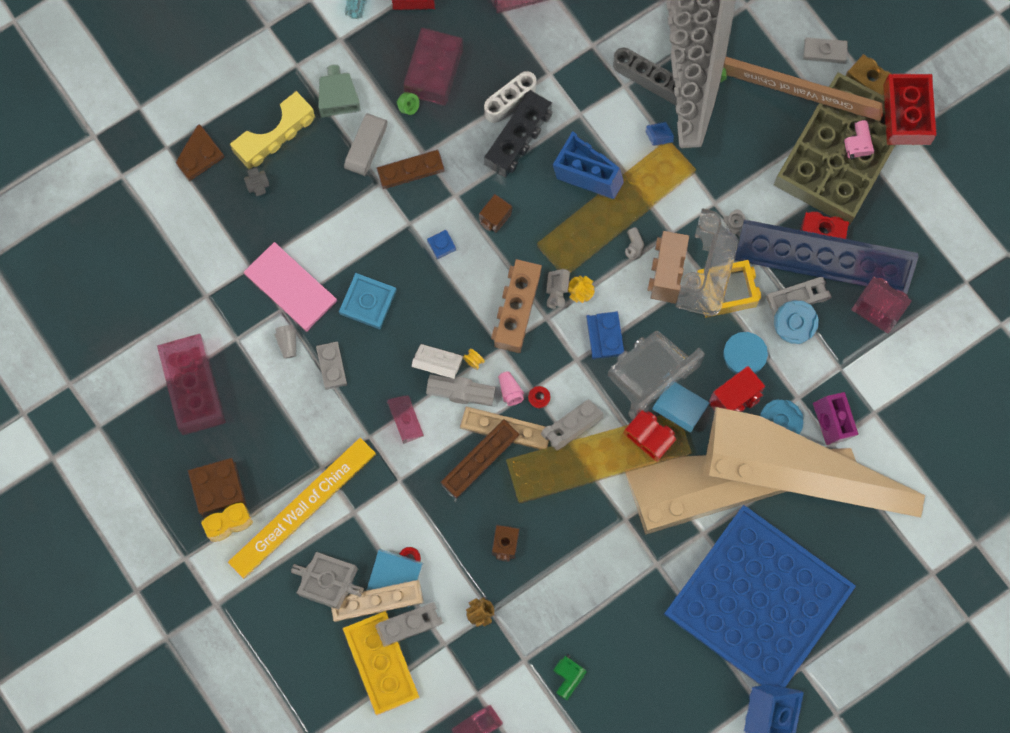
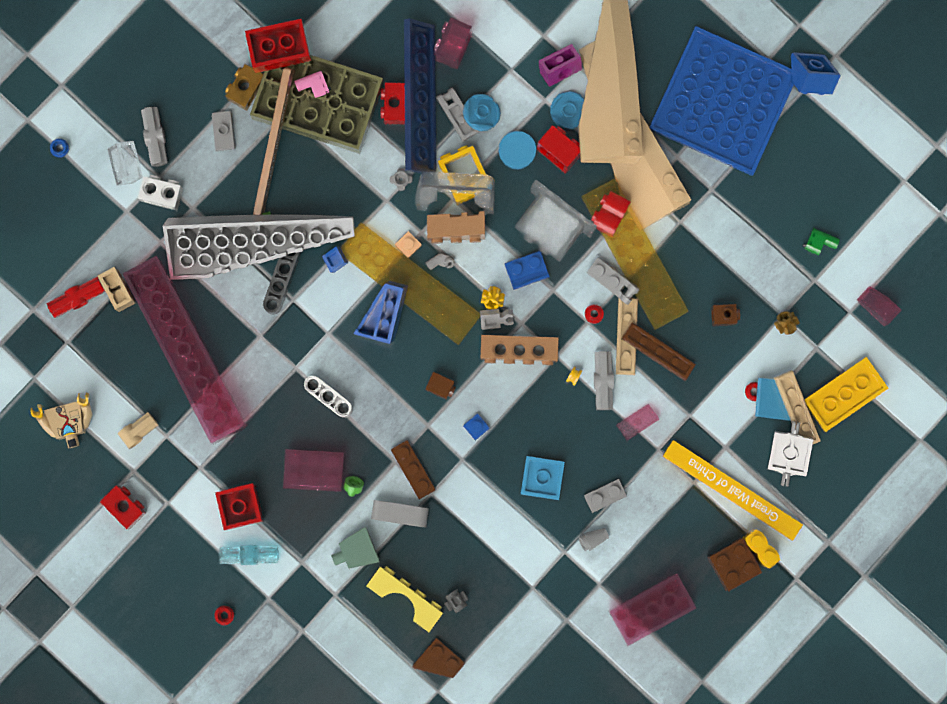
camera: 100 degrees left, 10 degrees up
(290, 286) = (543, 548): bright pink tile -> none
(408, 624) = (810, 379): light grey plate -> none
(437, 361) = (584, 405): white plate -> none
(511, 391) = (593, 339): bright pink cone -> none
(532, 105) = (388, 396): black brick -> none
(660, 215) = (408, 244): none -> light nougat plate
(681, 406) = (579, 192): dark azure tile -> none

